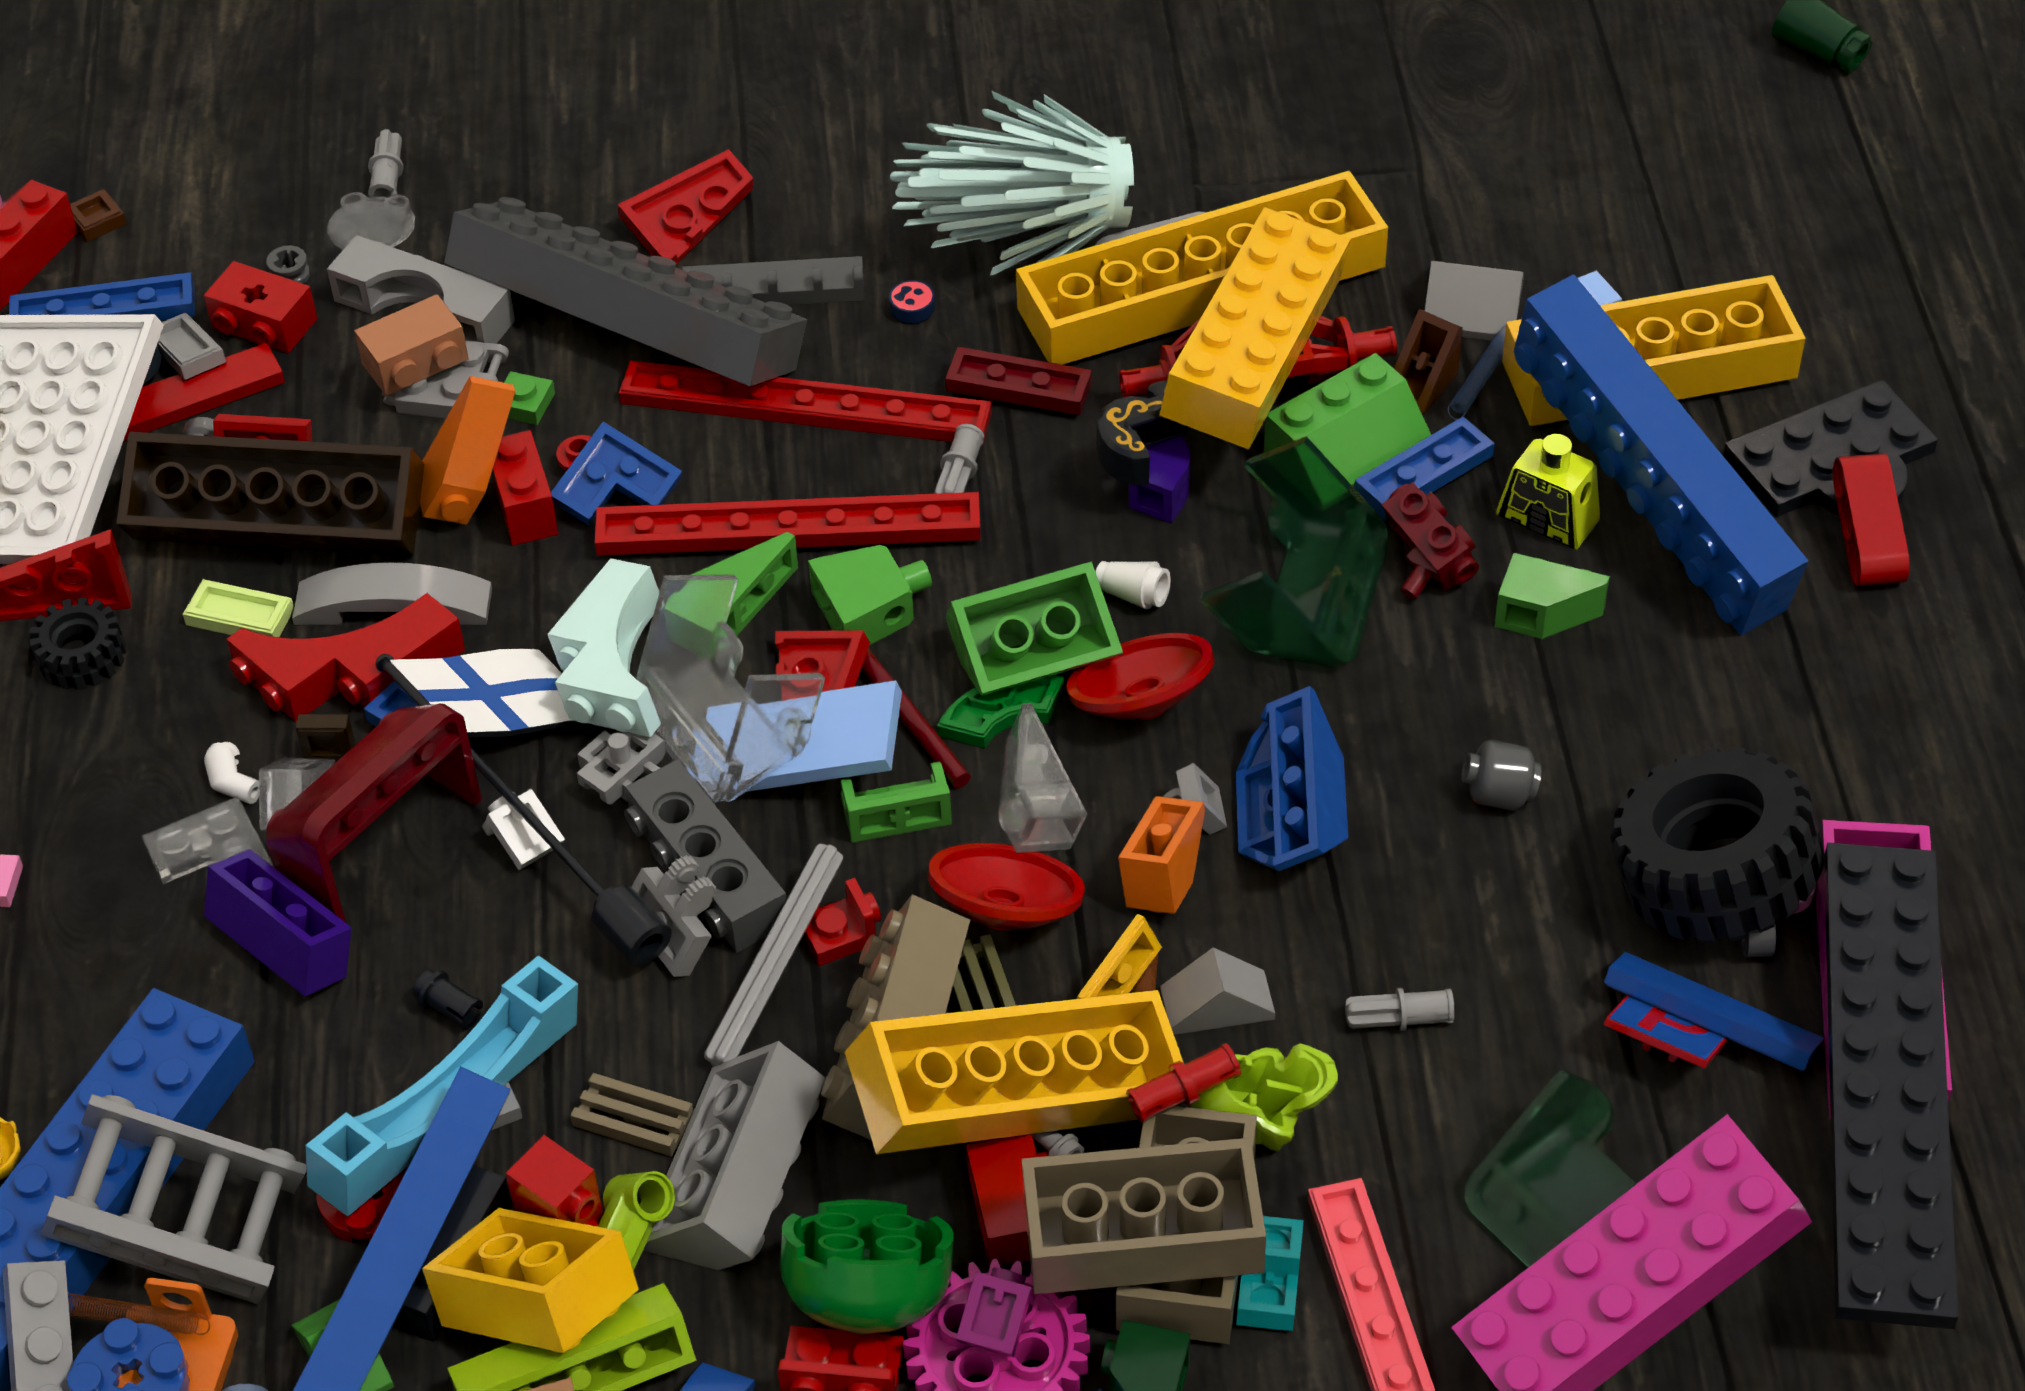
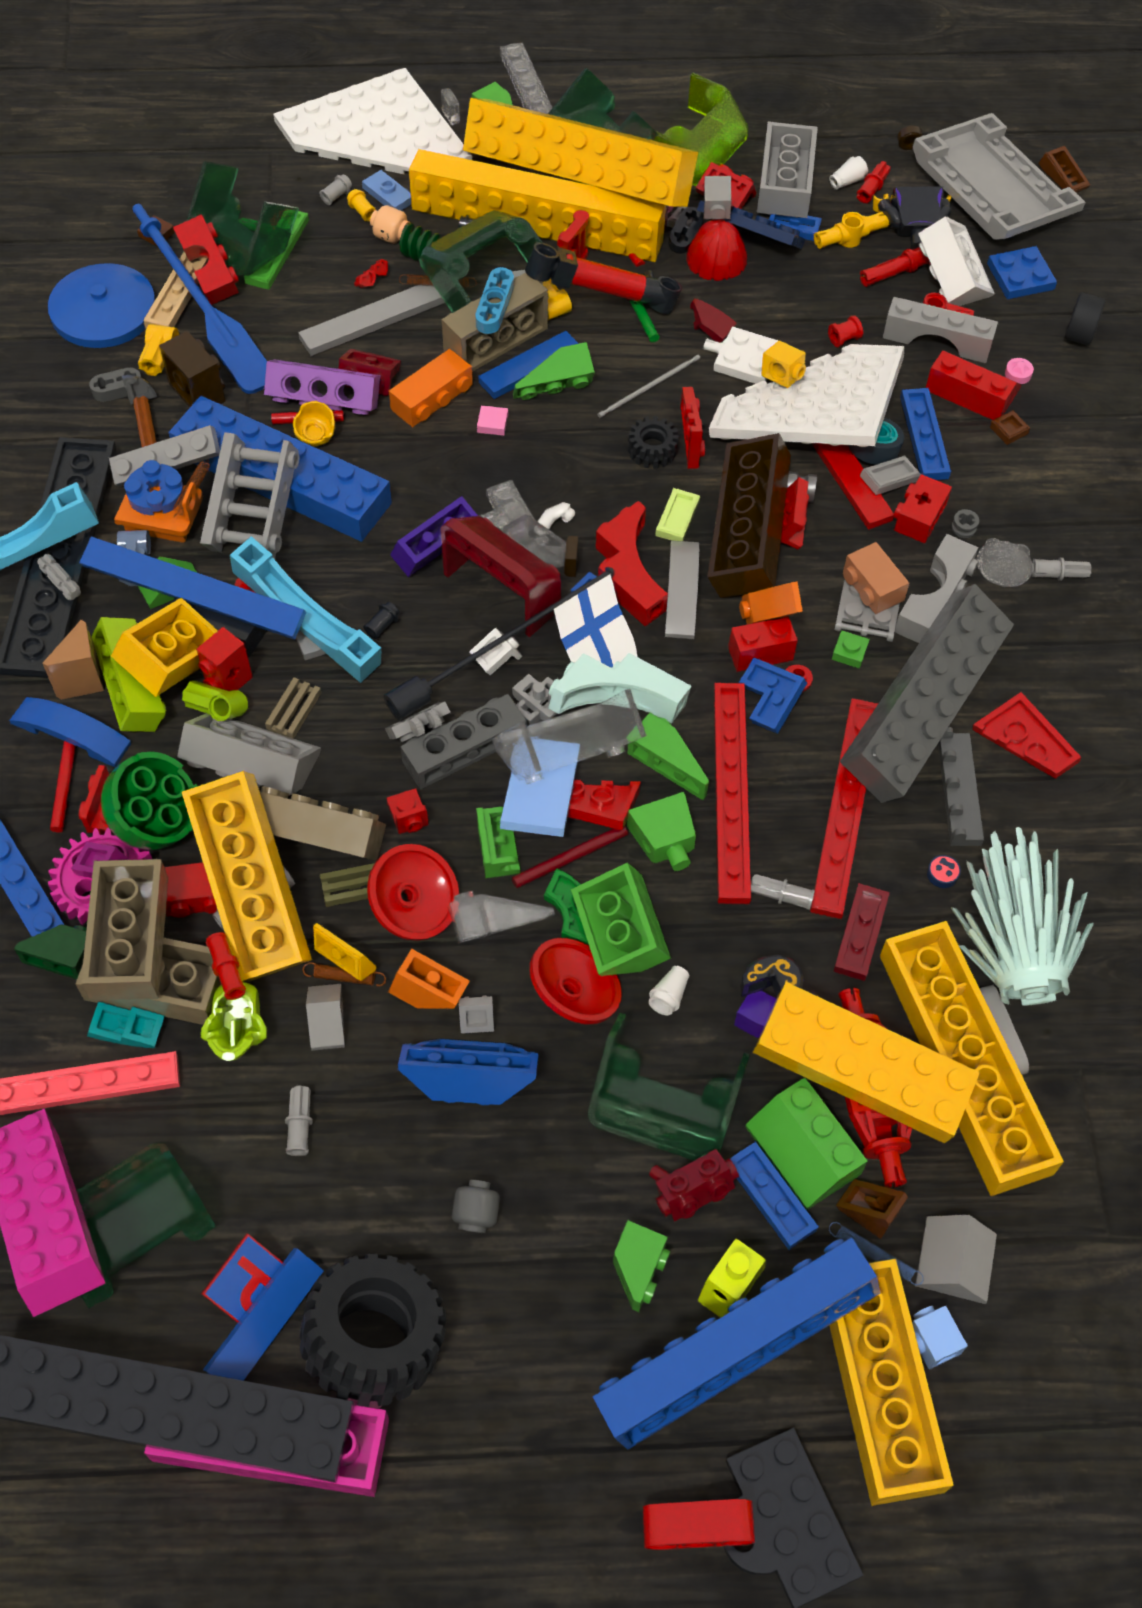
camera: 90 degrees right, 10 degrees up
(774, 955) = (385, 773): light grey axle -> none

